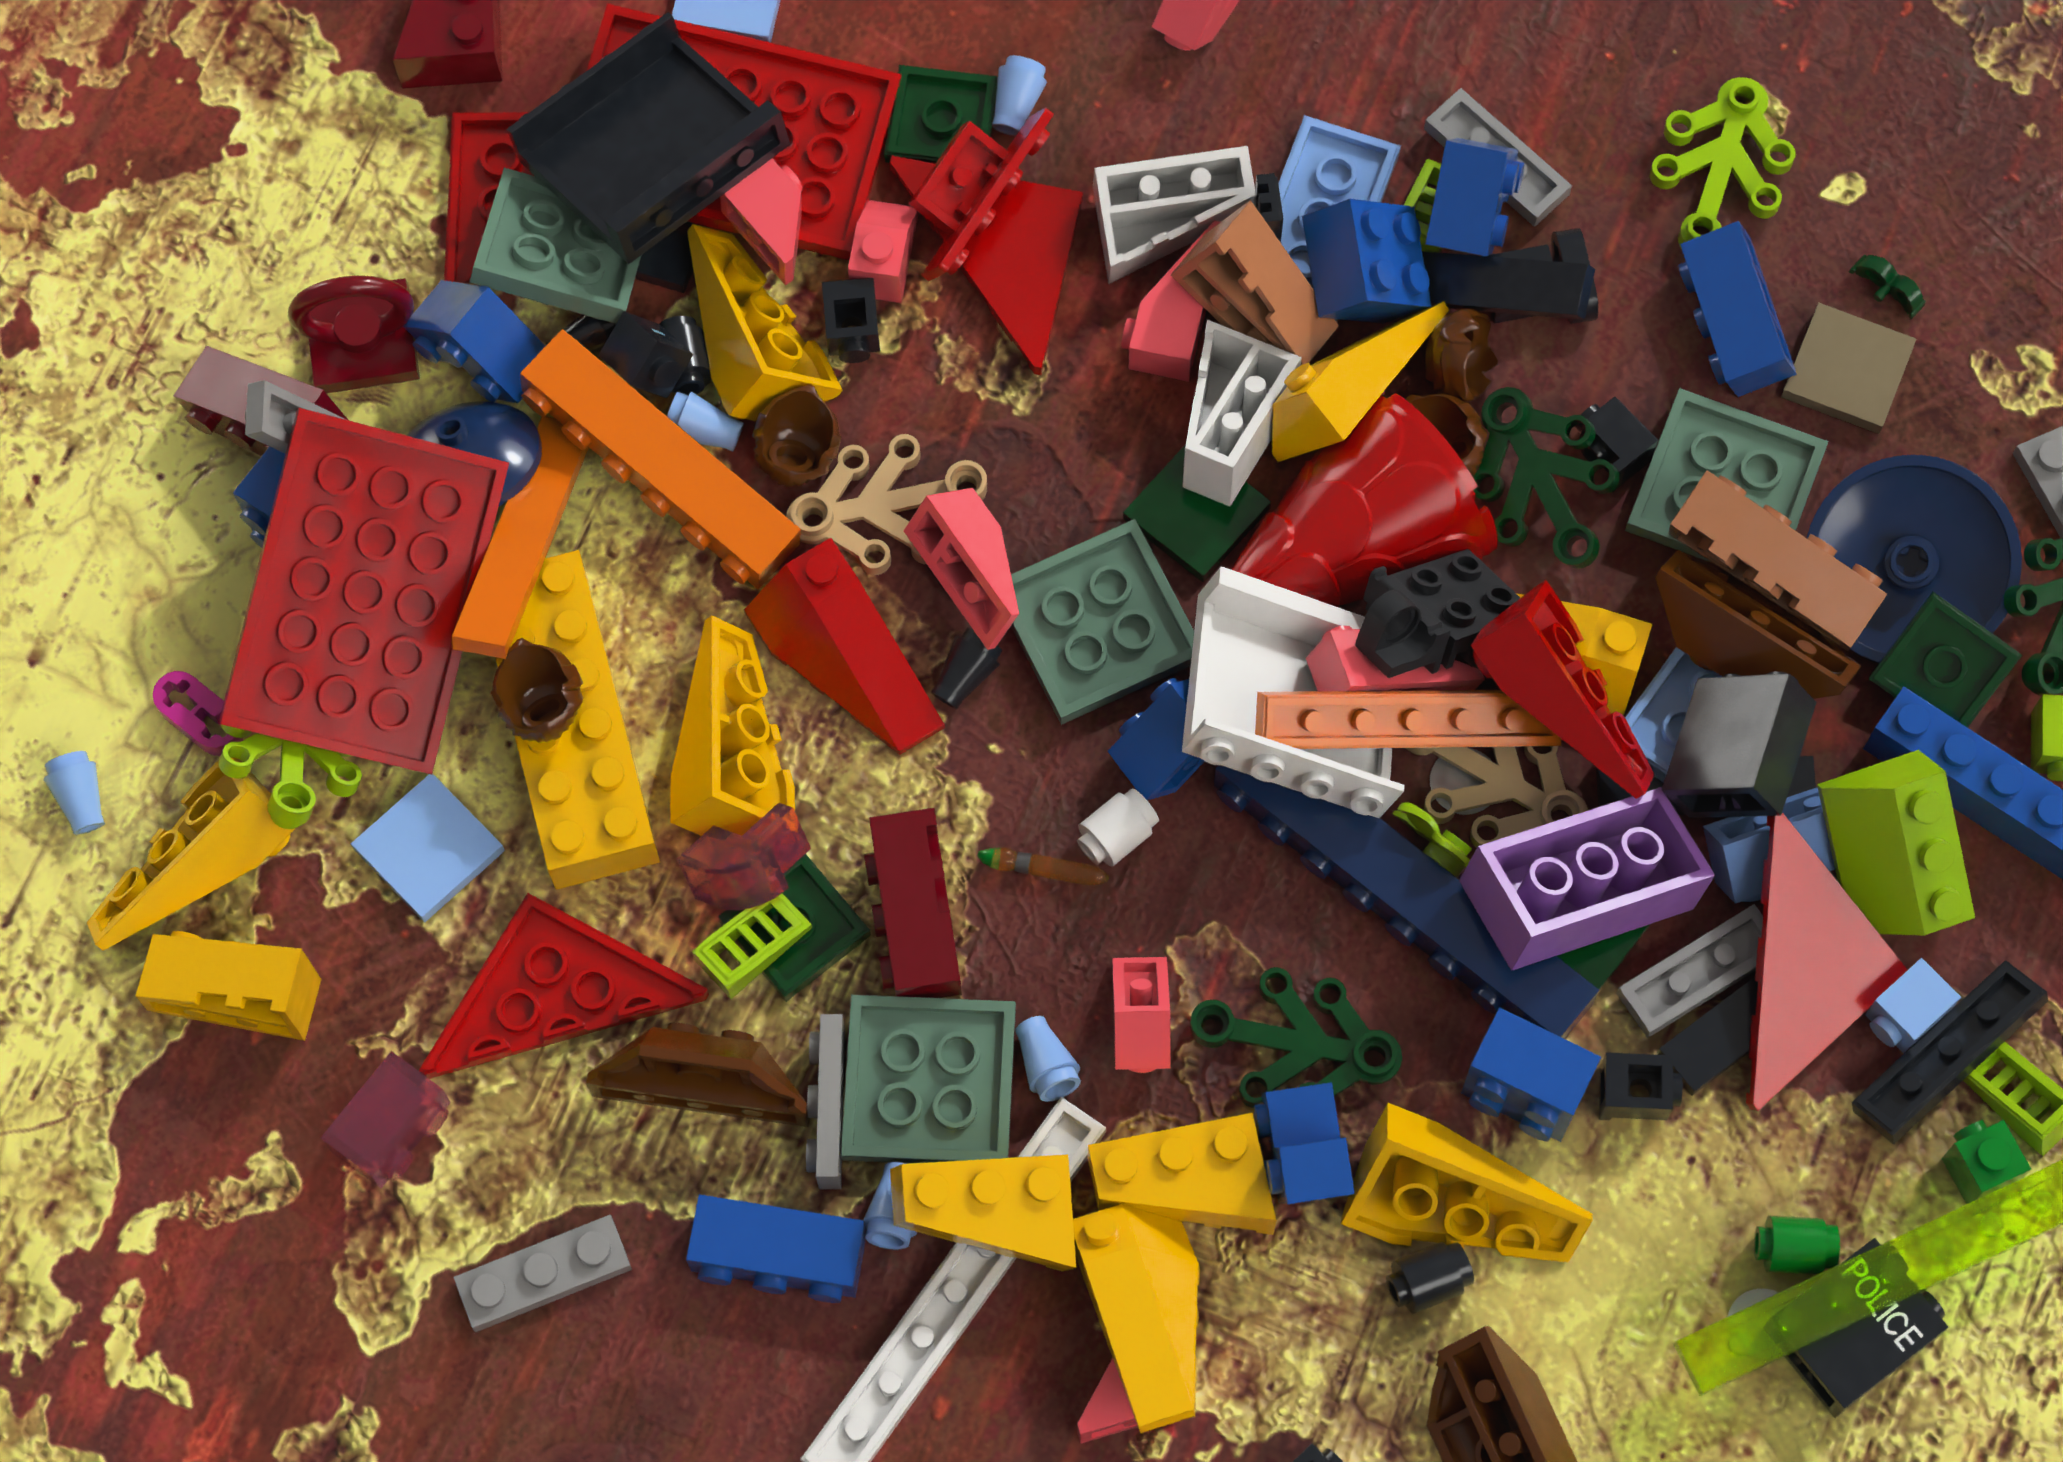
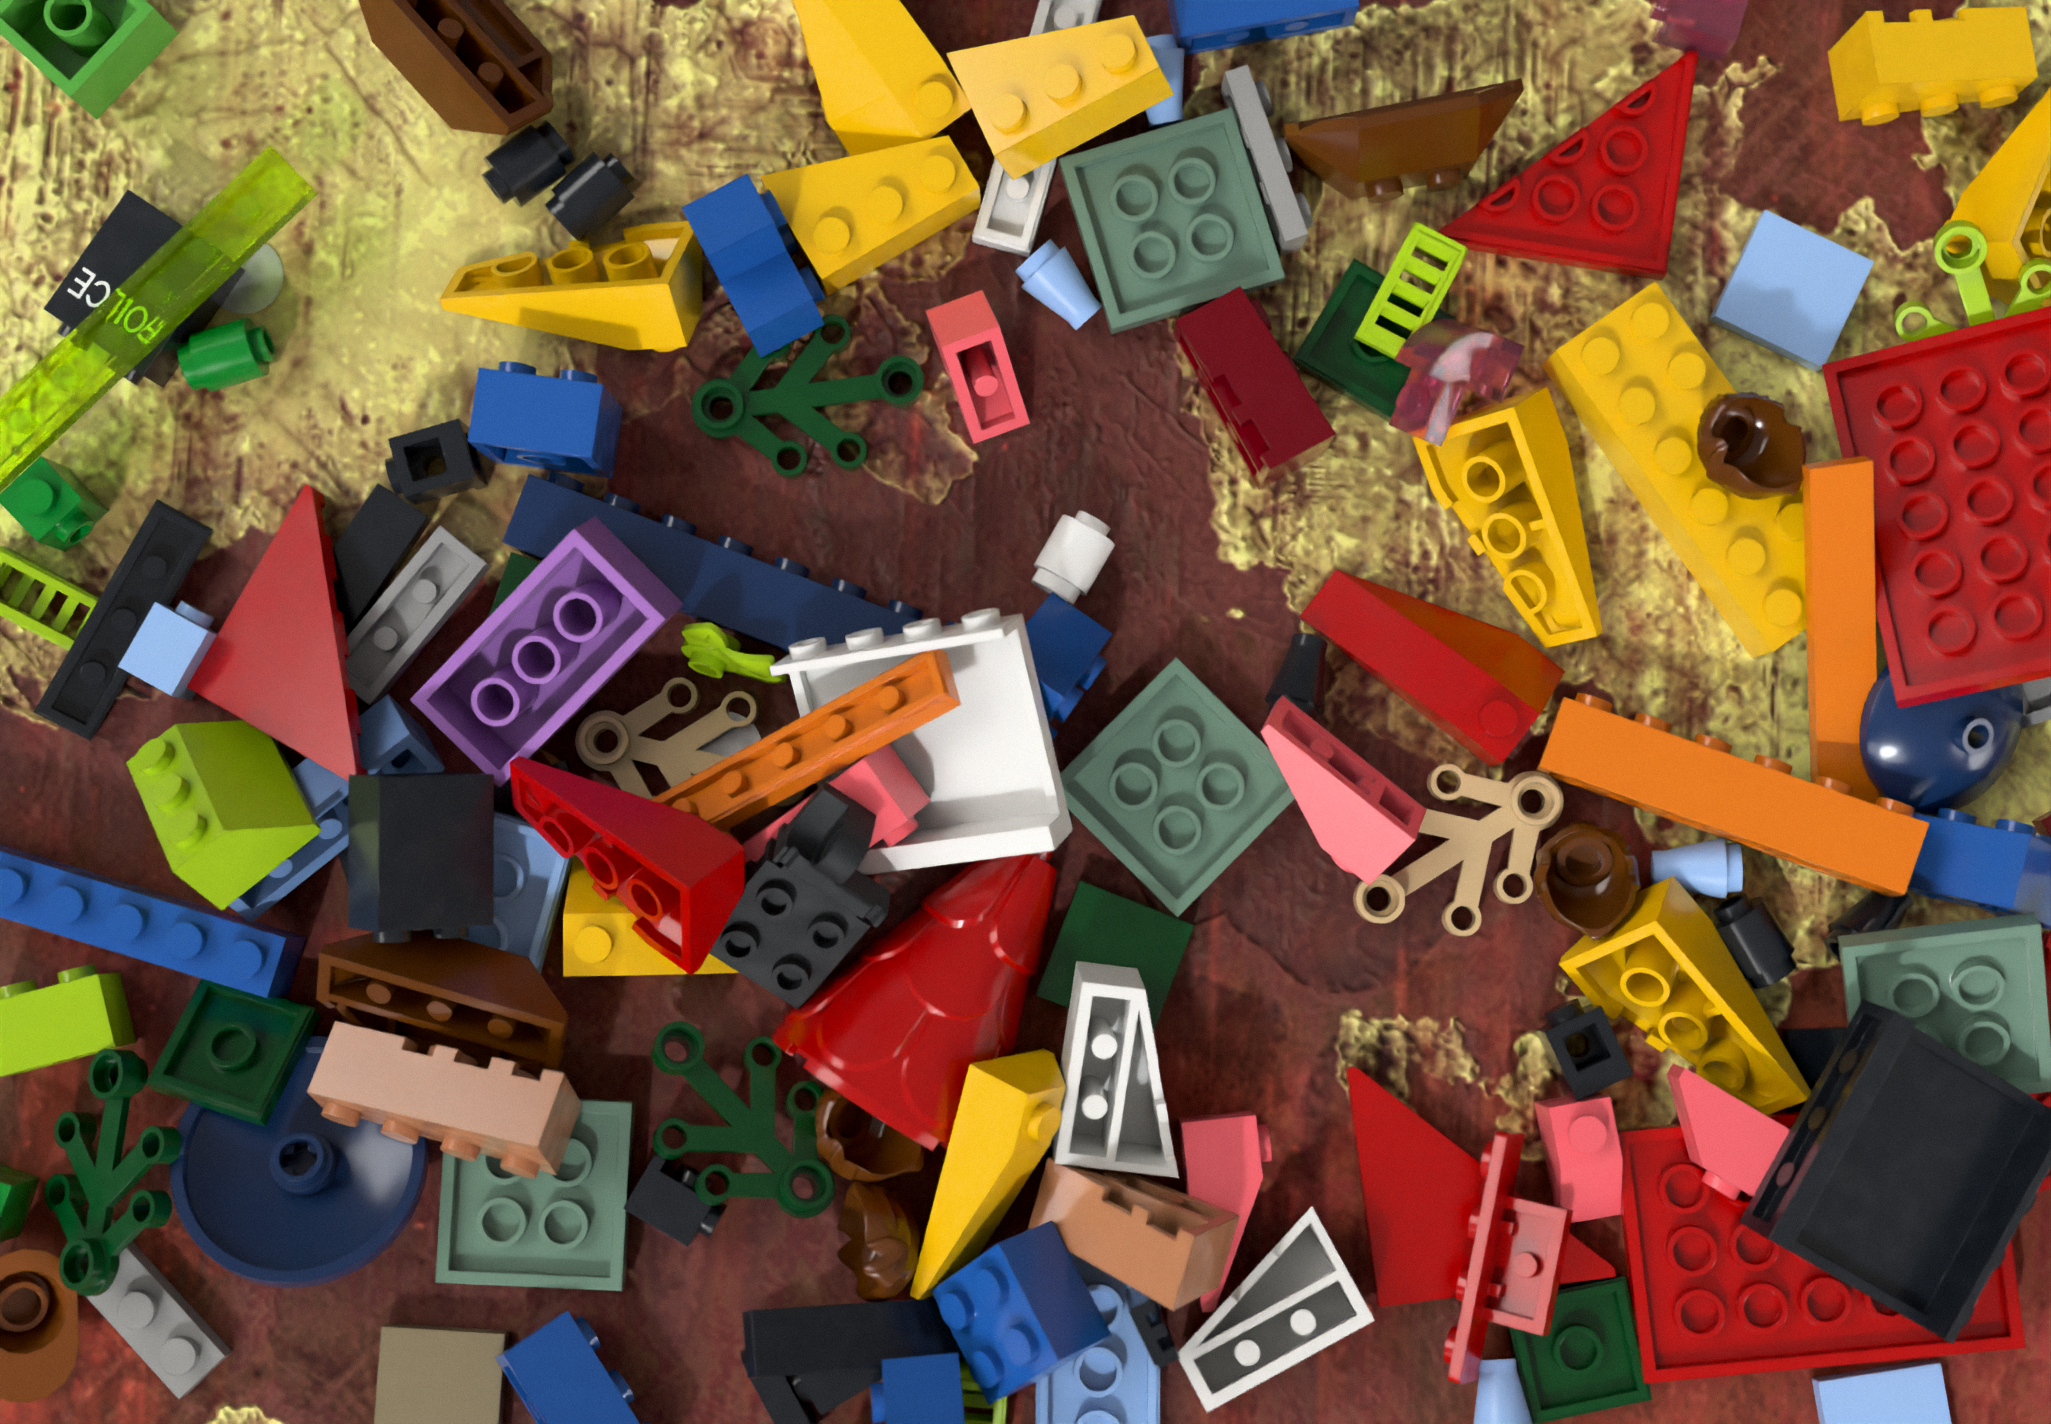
camera: 160 degrees right, 15 degrees up
(645, 354) = (1796, 909): black brick -> none
(1043, 866) = (1135, 495): clear orange piece -> none
(1479, 1311) = (527, 164): none -> black brick

